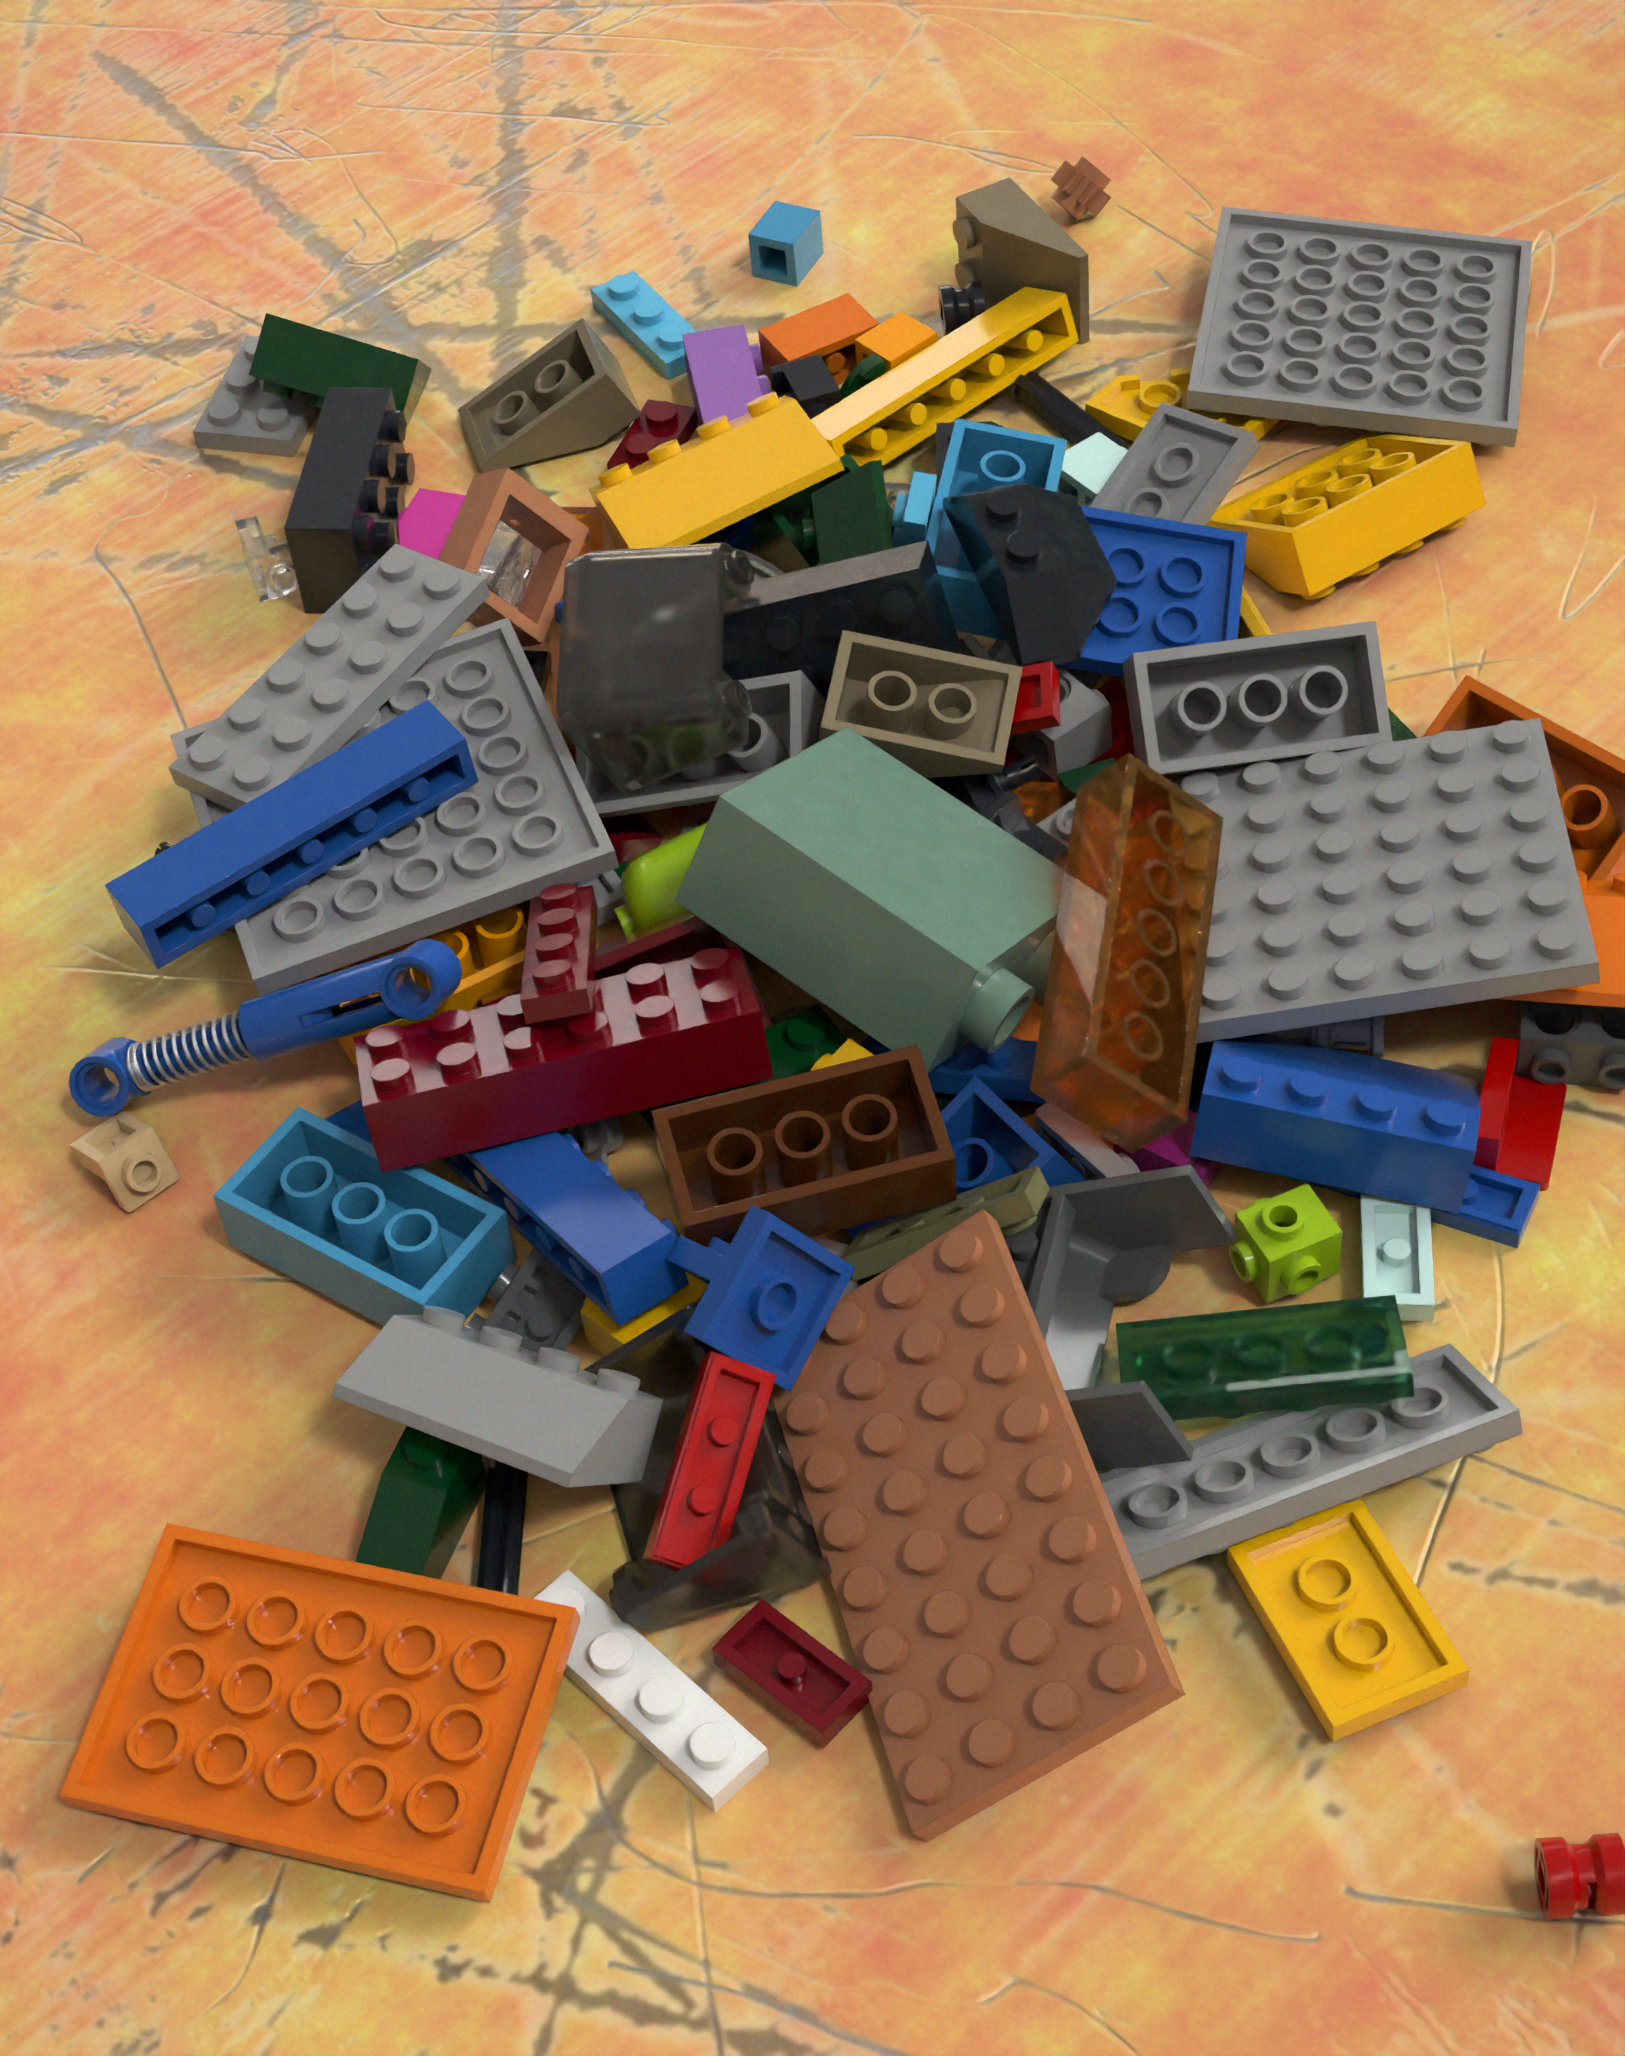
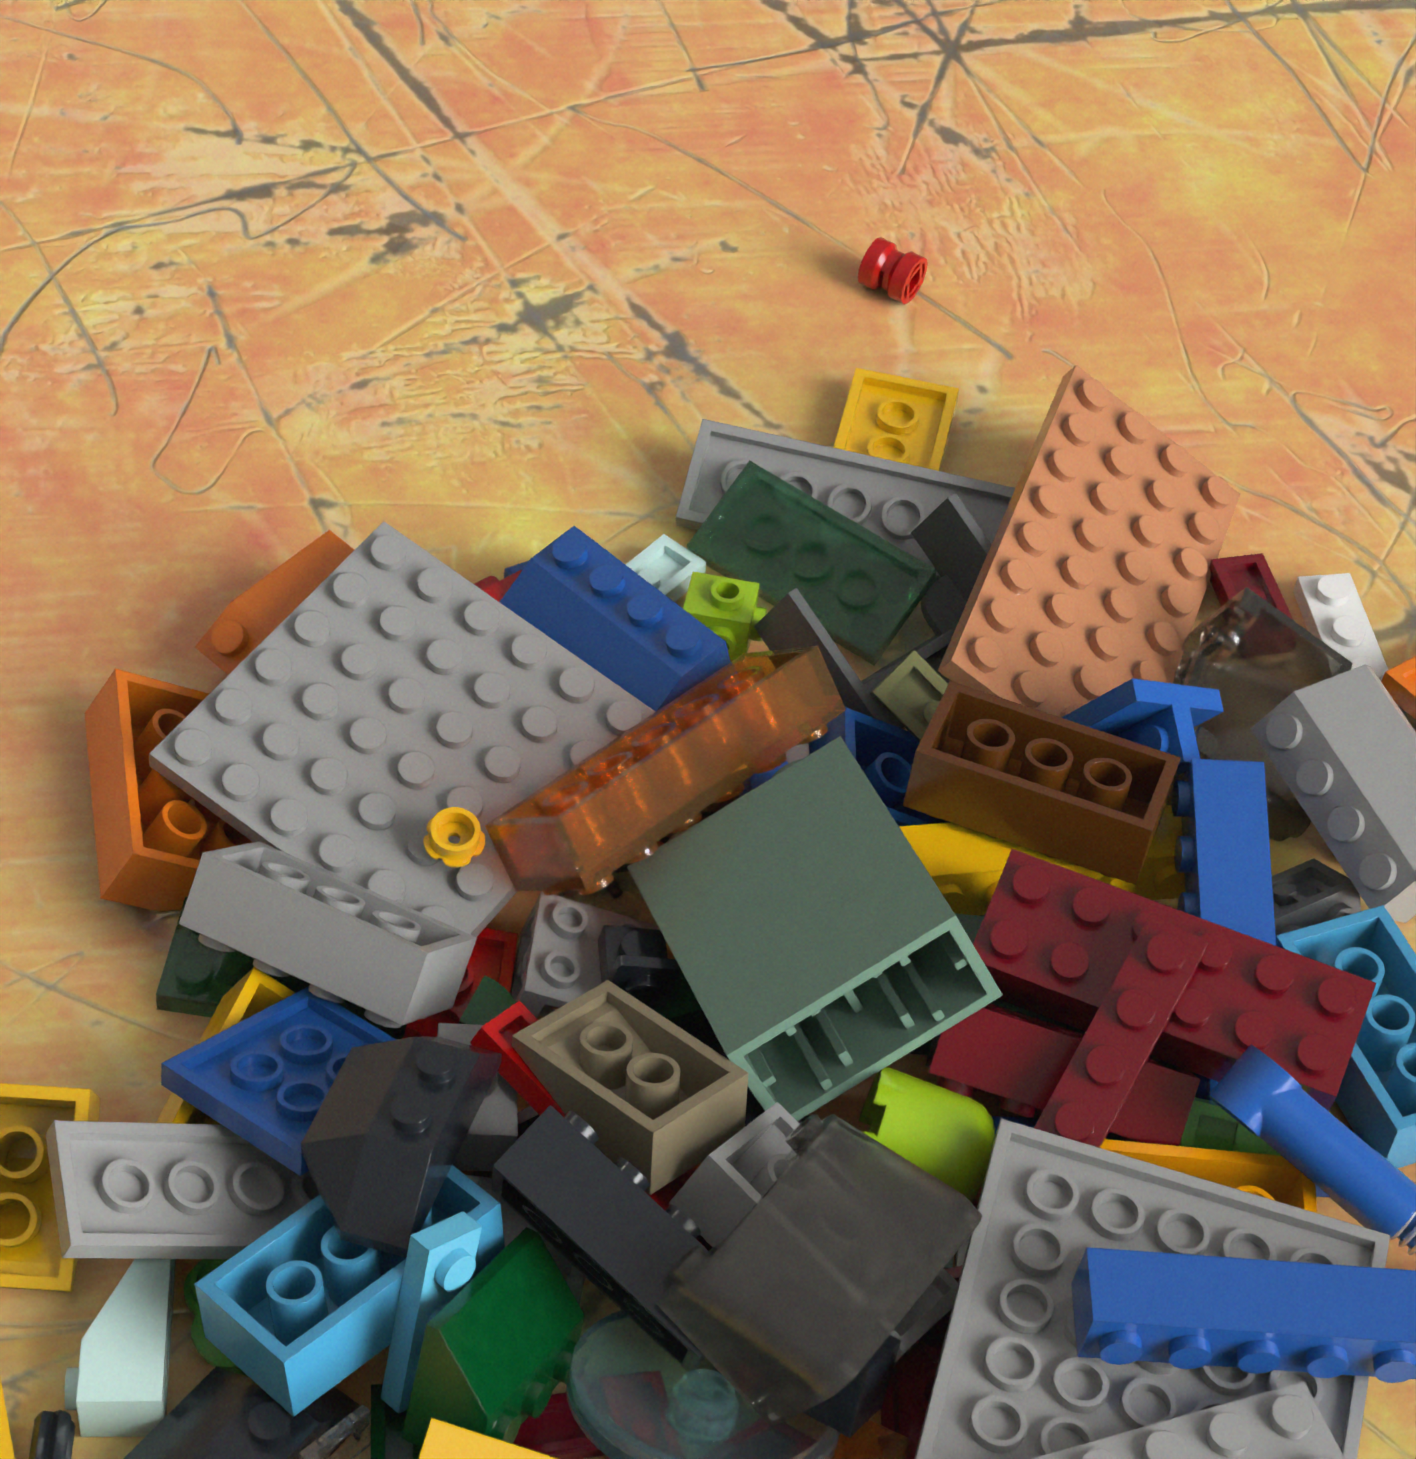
camera: 155 degrees left, 0 degrees up
(710, 1461) = (1256, 687): red tile -> none
(1242, 806) = (458, 823): none -> yellow plate

